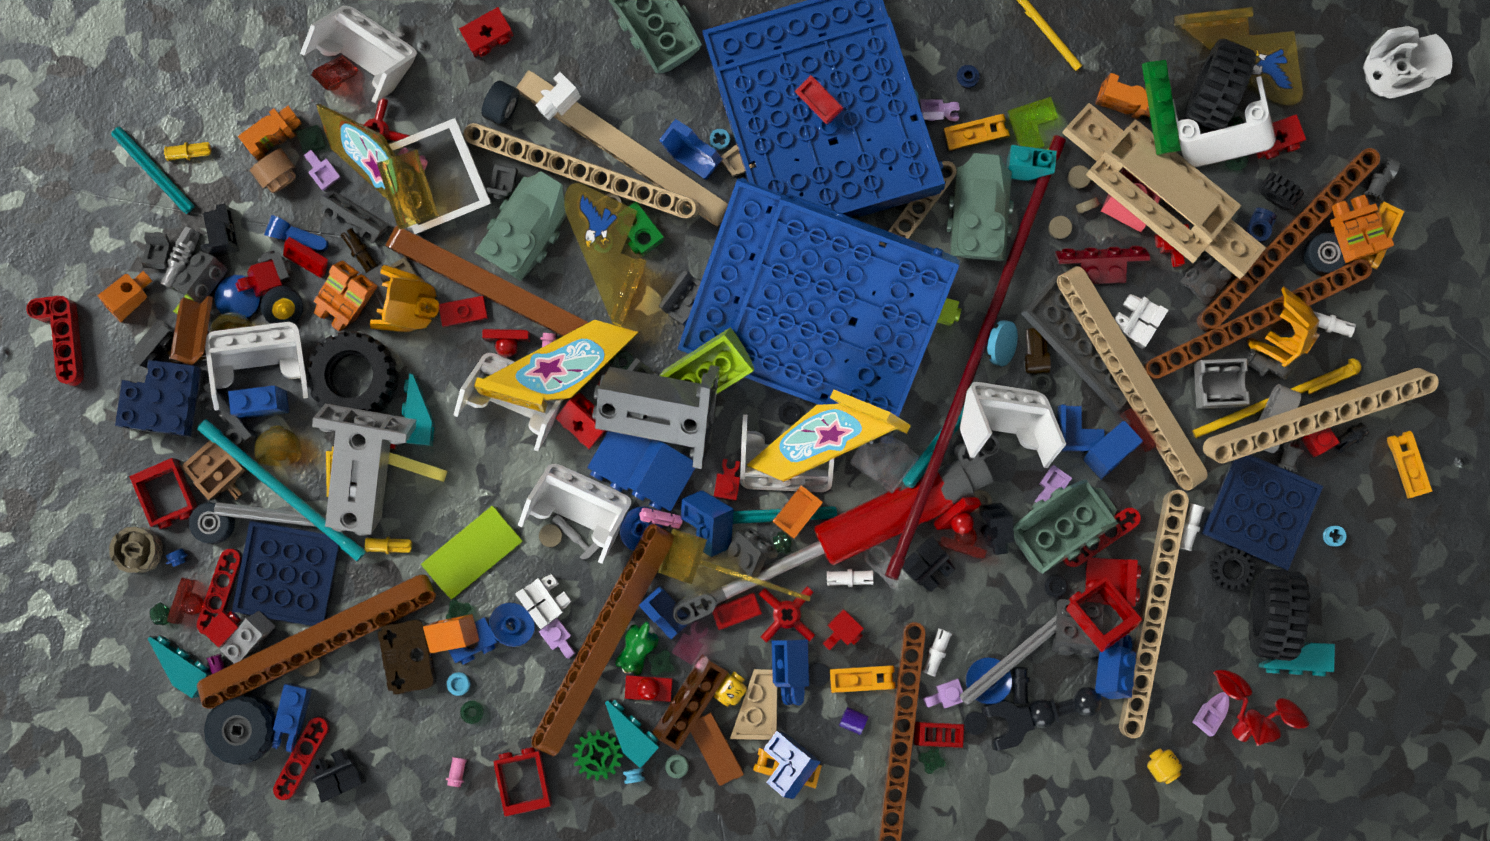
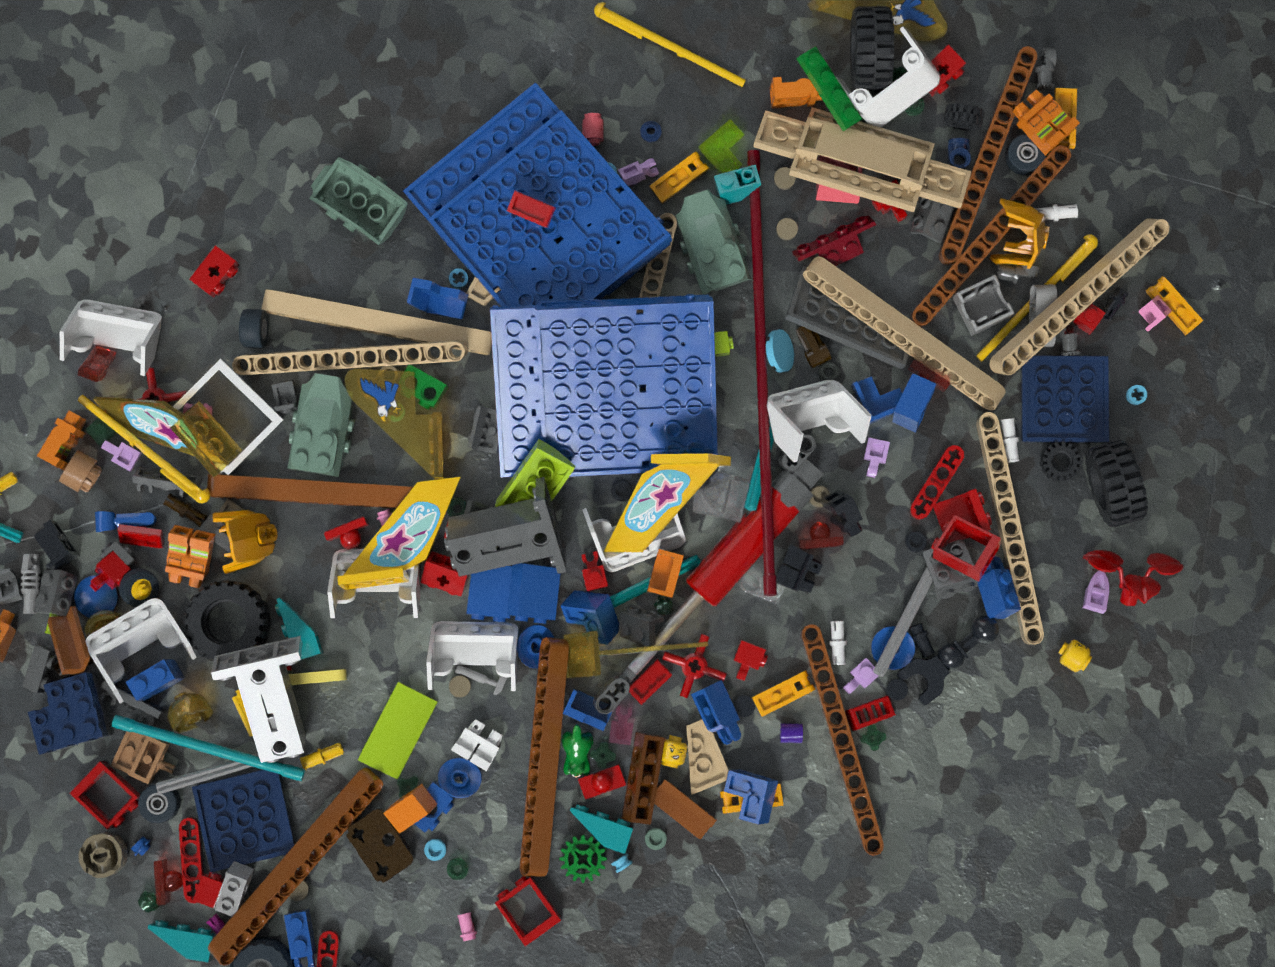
camera: 20 degrees left, 0 degrees up
(358, 204) = (167, 470): none -> yellow bar
(463, 311) = (299, 524): red plate -> none
(556, 635) = (502, 771): lavender plate -> none
(559, 98) = (304, 303): white hips -> none
(660, 518) = (548, 630): bright pink axle -> none
(850, 578) = (735, 611): white pin -> none
(913, 49) = (593, 128): none -> coral brick
(959, 516) = (806, 517): red tile -> none
(1064, 524) = (900, 485): sand green slope -> none
(1087, 205) = (801, 200): dark tan tile -> none
(1143, 320) = (892, 280): white hips -> none
(1313, 657) = (1160, 507): teal slope -> none
(1387, 462) = (1154, 312): none -> bright pink panel

